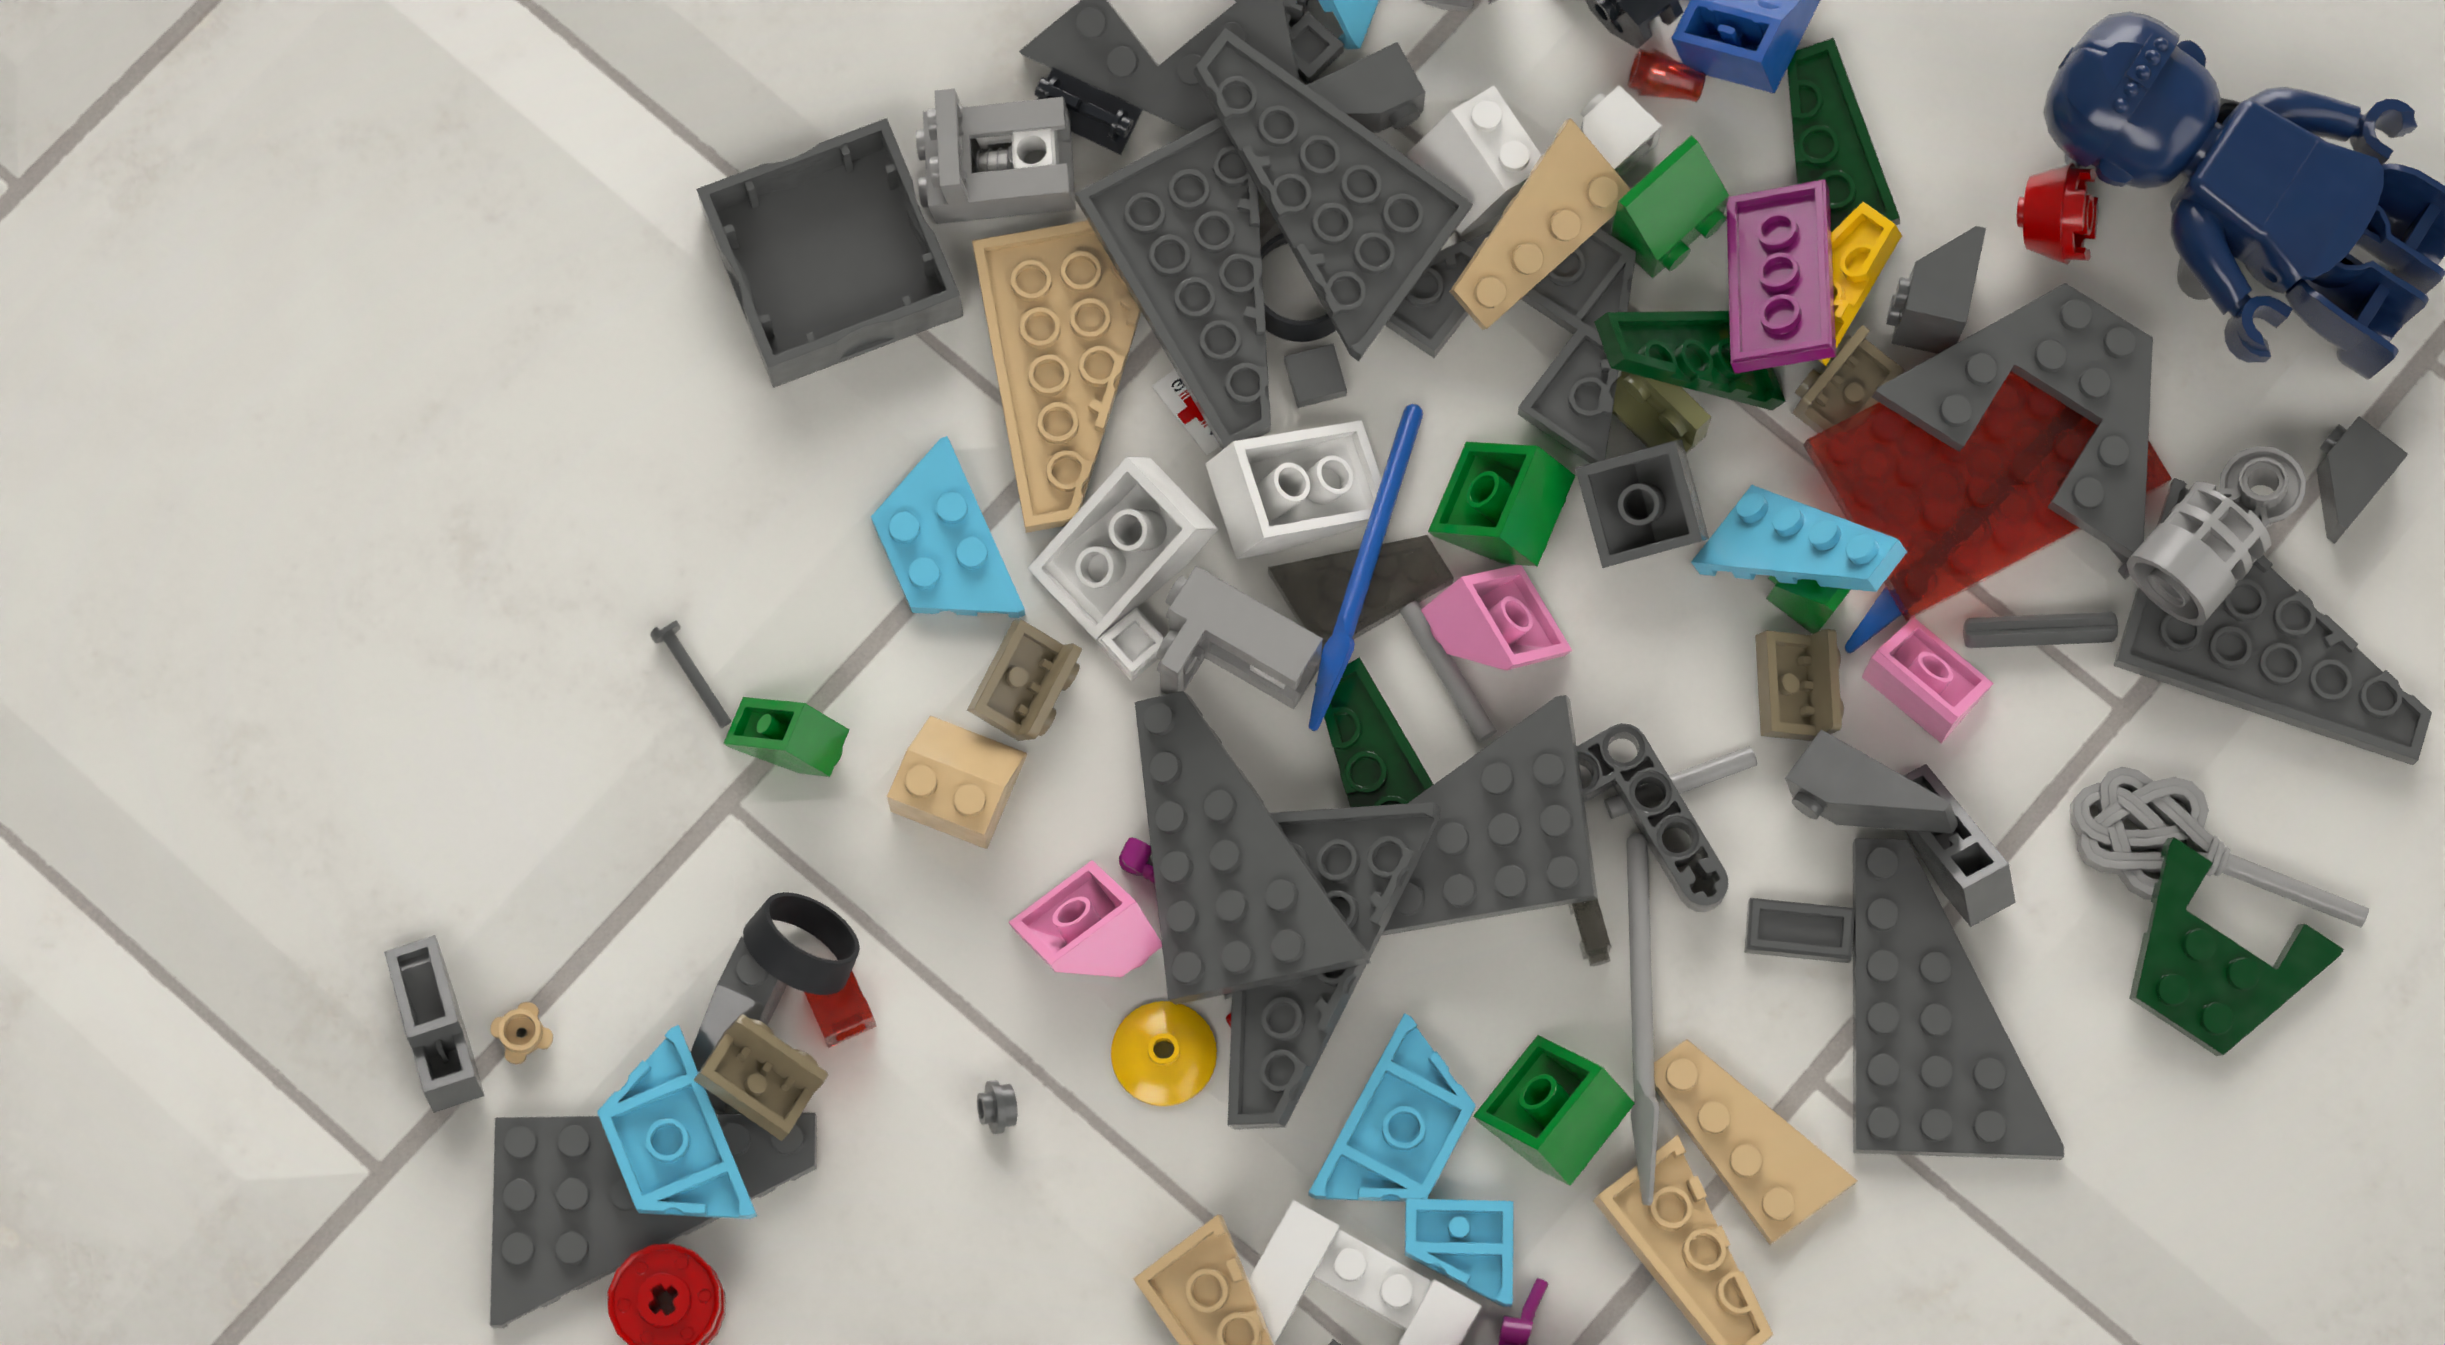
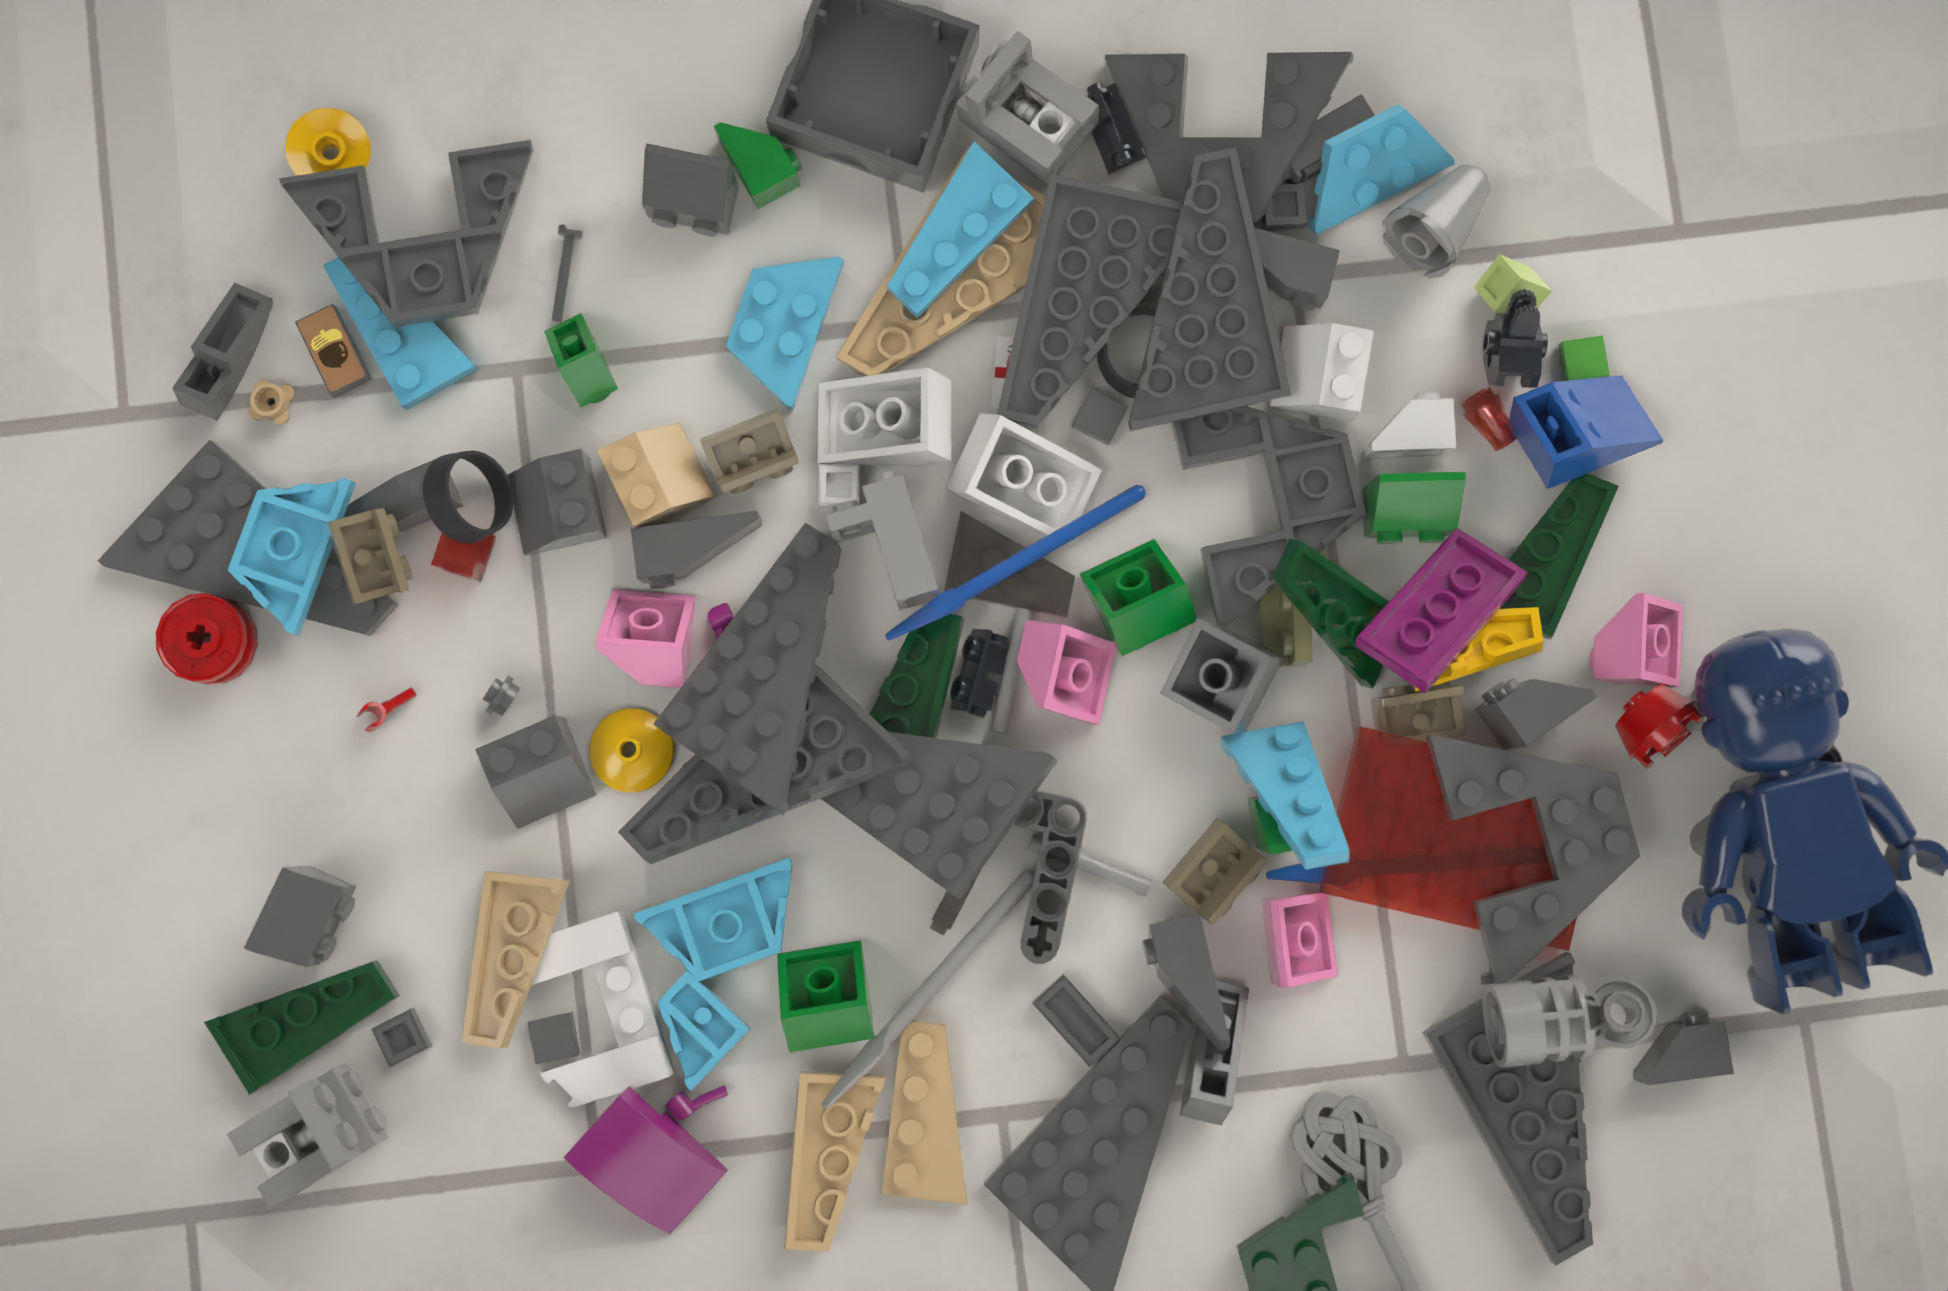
camera: 40 degrees right, 10 degrees up
(359, 726) = (322, 130): none -> yellow dish
(537, 934) = (333, 350): none -> tile
(564, 787) = (426, 274): none -> dark grey wing
(588, 864) = (412, 357): none -> medium azure wing
(750, 493) = (688, 190): none -> dark grey slope
(787, 415) = (760, 162): none -> green slope
(886, 885) = (557, 502): none -> dark grey slope
(894, 1224) = (385, 708): none -> red hand
(1033, 303) = (961, 227): none -> medium azure wing
(1039, 826) = (683, 547): none -> dark grey slope
(1096, 1144) = (536, 771): none -> dark grey slope
(1407, 678) = (981, 653): none -> black hinge
(1554, 212) = (1321, 446): tan wing -> none
(1980, 158) = (1640, 644): none -> bright pink slope
(2040, 630) = (1397, 970): dark grey axle -> none

